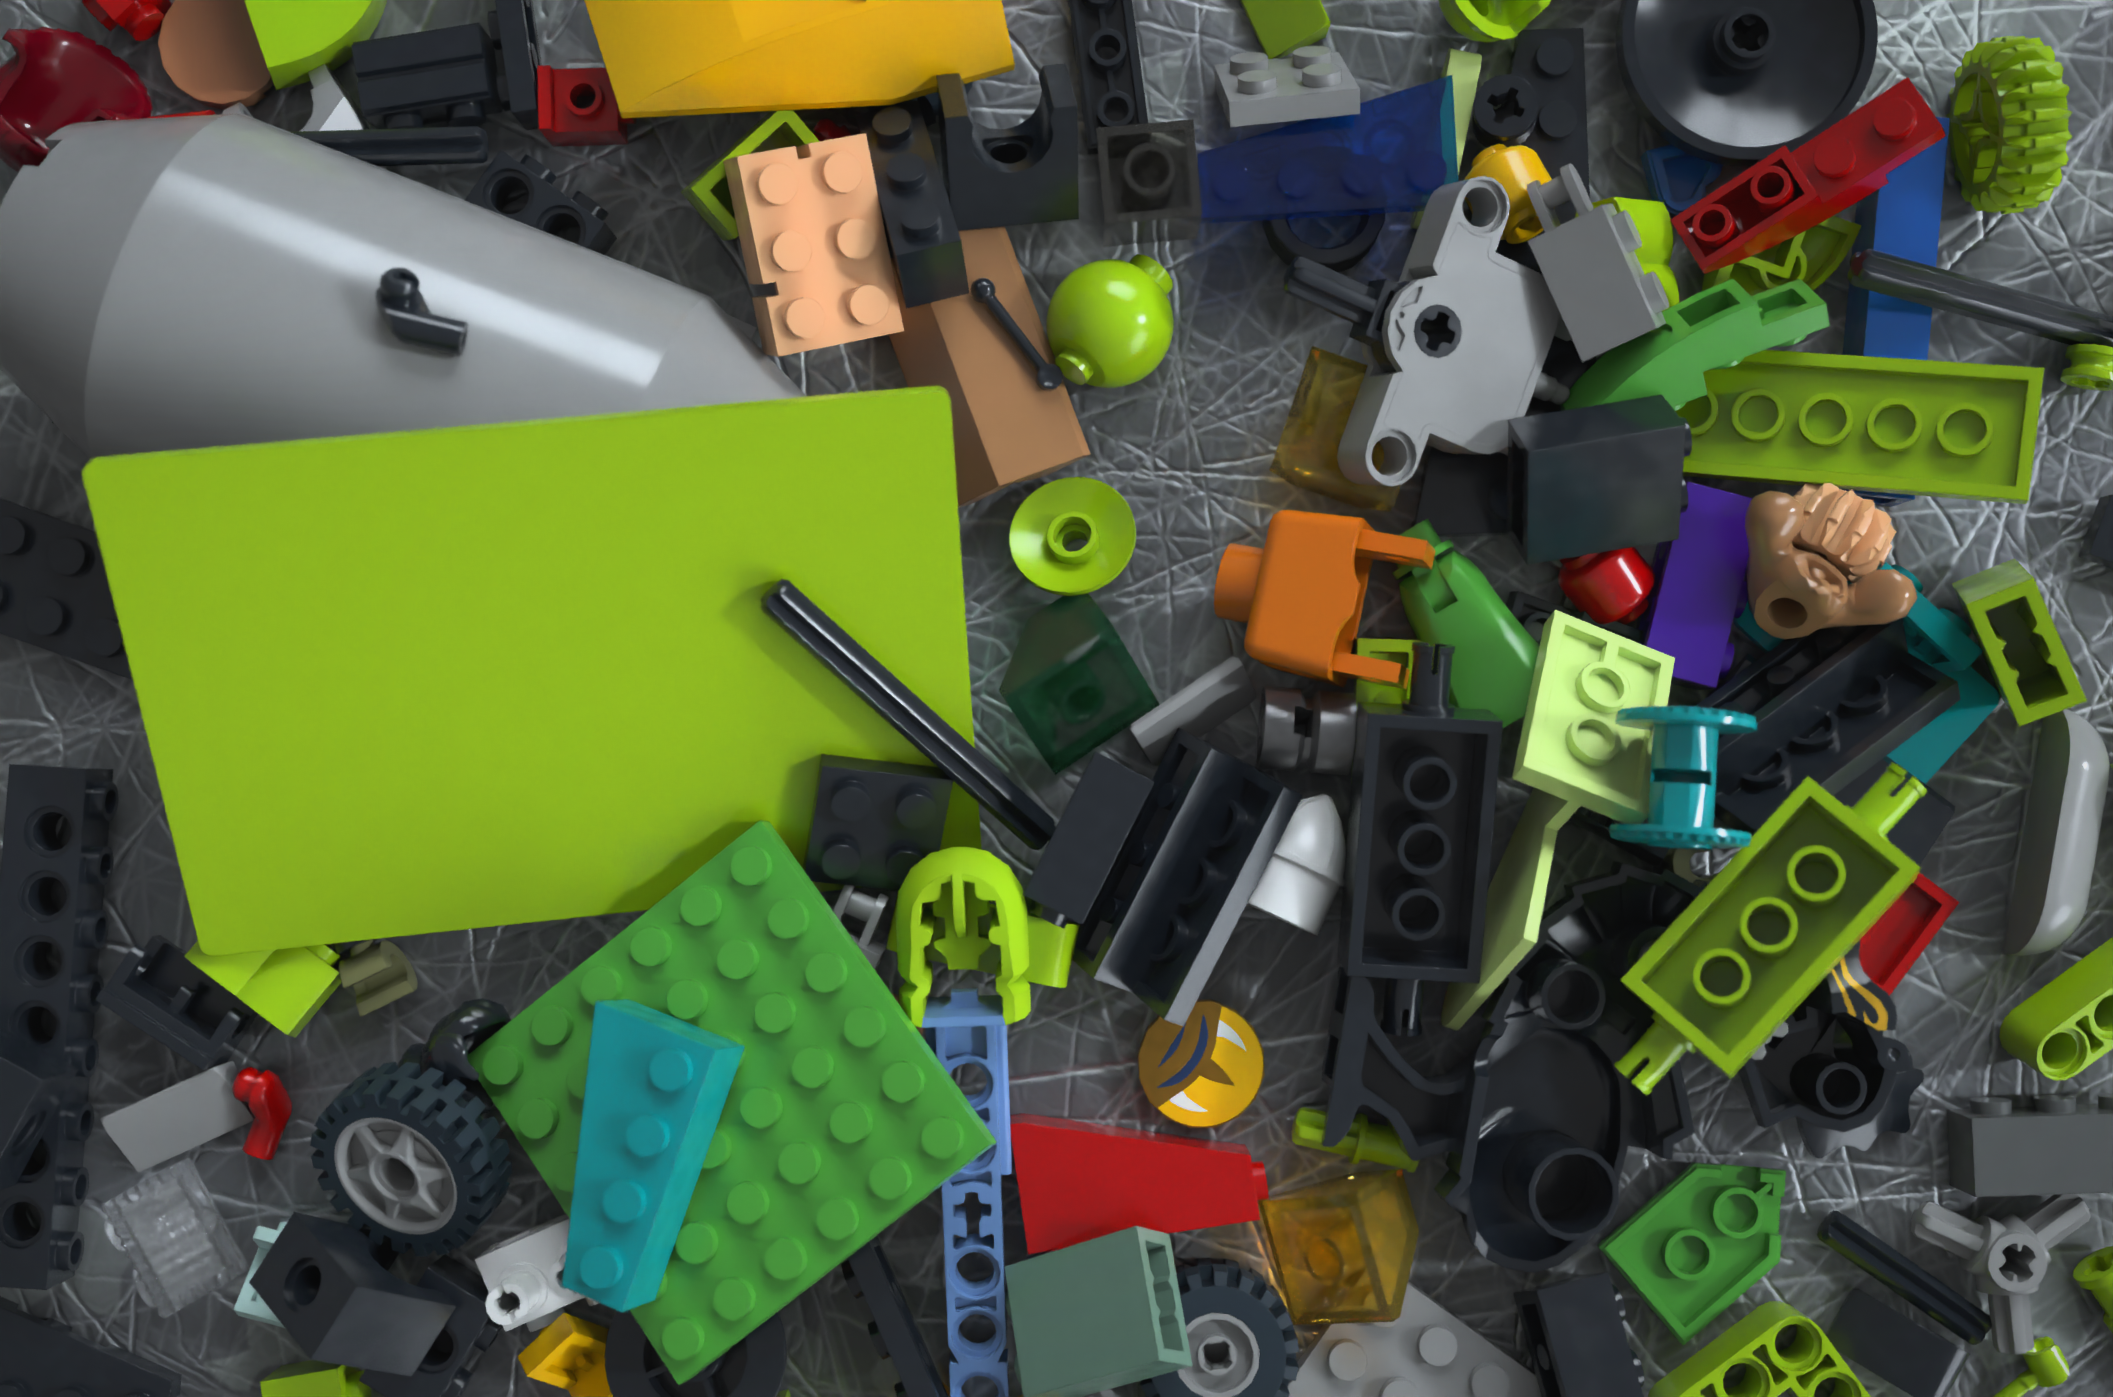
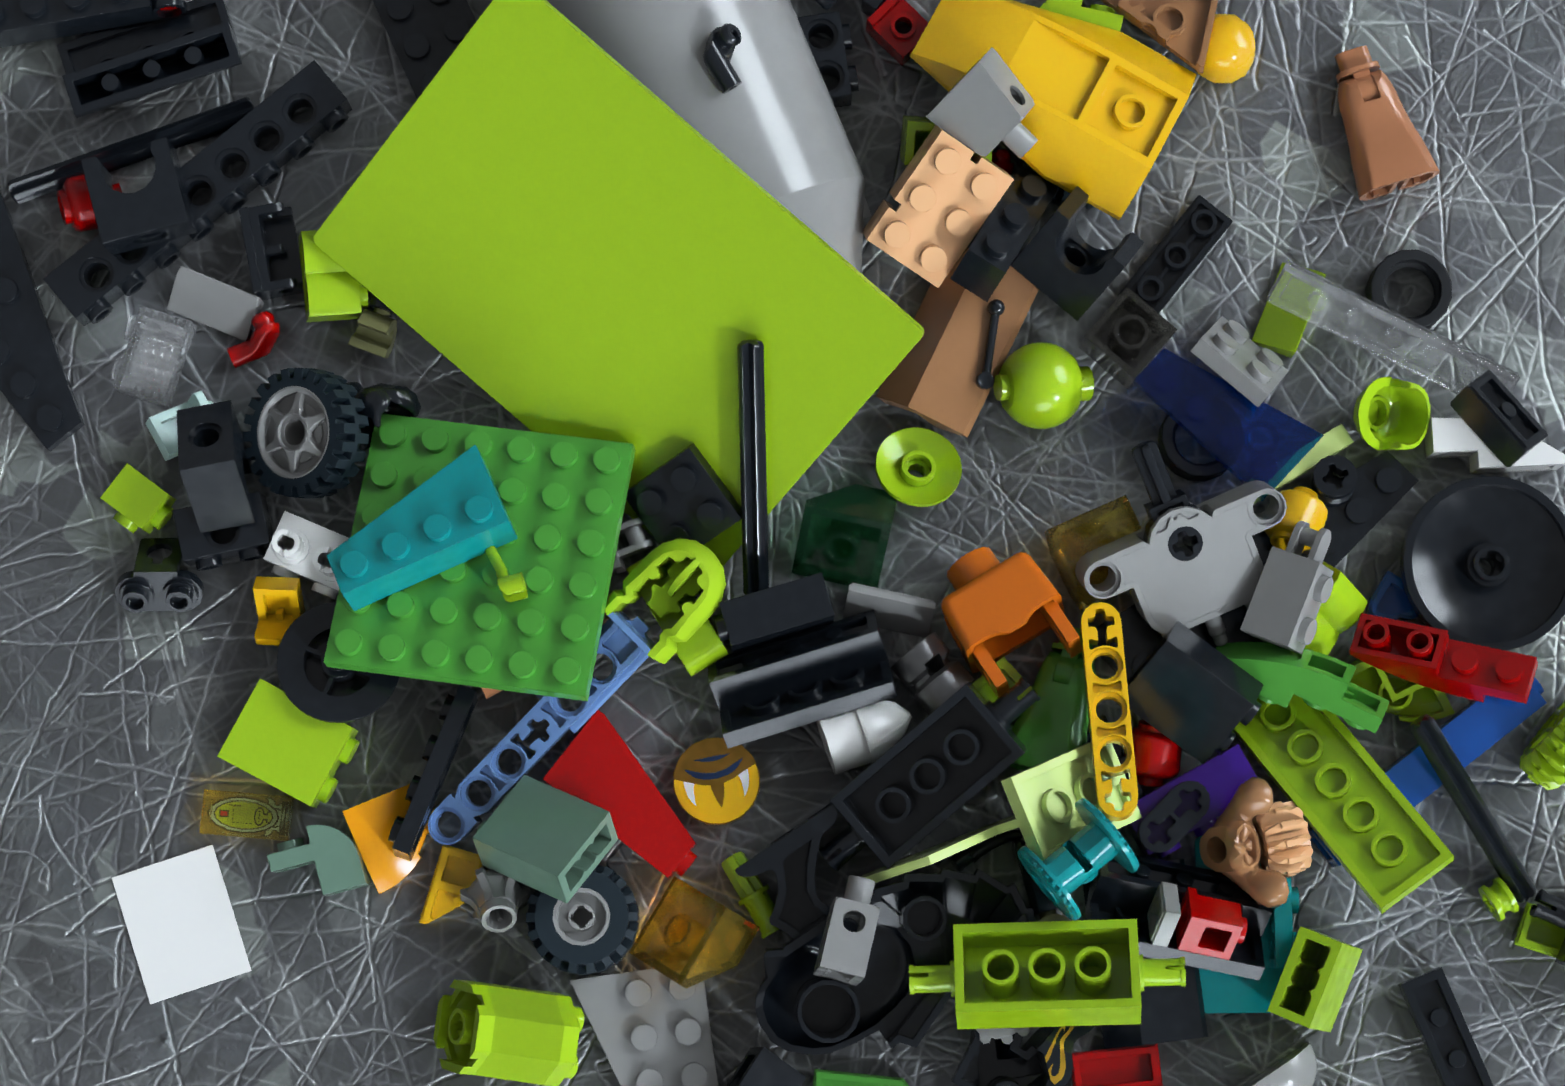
camera: 45 degrees right, 5 degrees down
(760, 85) = (987, 108): none -> light grey torso
(791, 1109) = (512, 586): none -> lime hand
(1542, 1124) = (845, 953): none -> light grey torso
(1550, 617) = (1113, 689): none -> yellow beam
(1720, 624) = (1181, 824): none -> black beam
(1807, 735) = (1163, 914): none -> light grey tile
(1860, 699) = (1209, 925): none -> red brick

